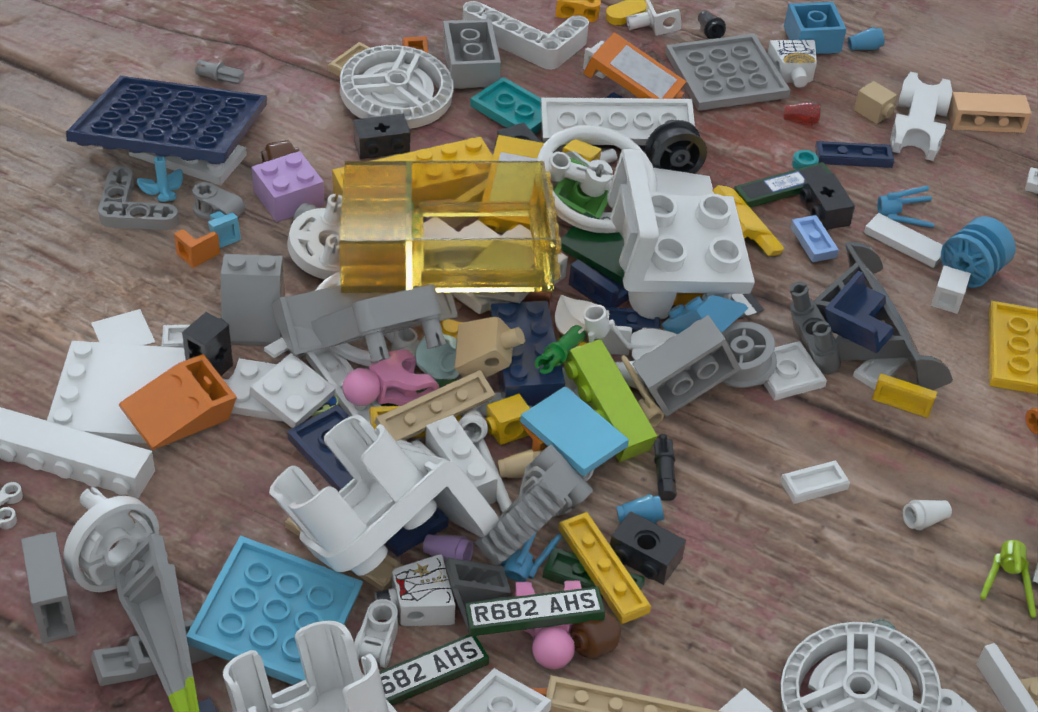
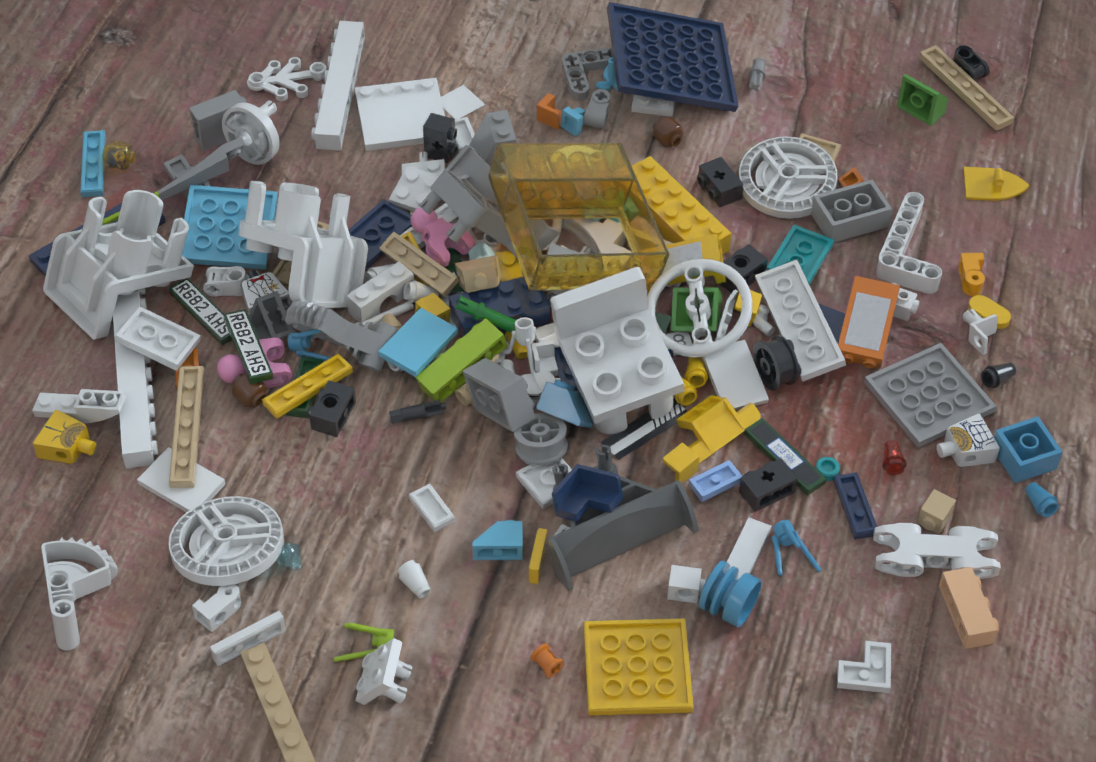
camera: 80 degrees right, 5 degrees up
(179, 403) = (386, 138): orange slope -> none
(287, 184) = (637, 137): lavender brick -> none
(646, 507) = (368, 403): dark azure cone -> none
(790, 251) = (683, 462): none -> yellow panel
(880, 422) = (500, 542): none -> medium azure slope

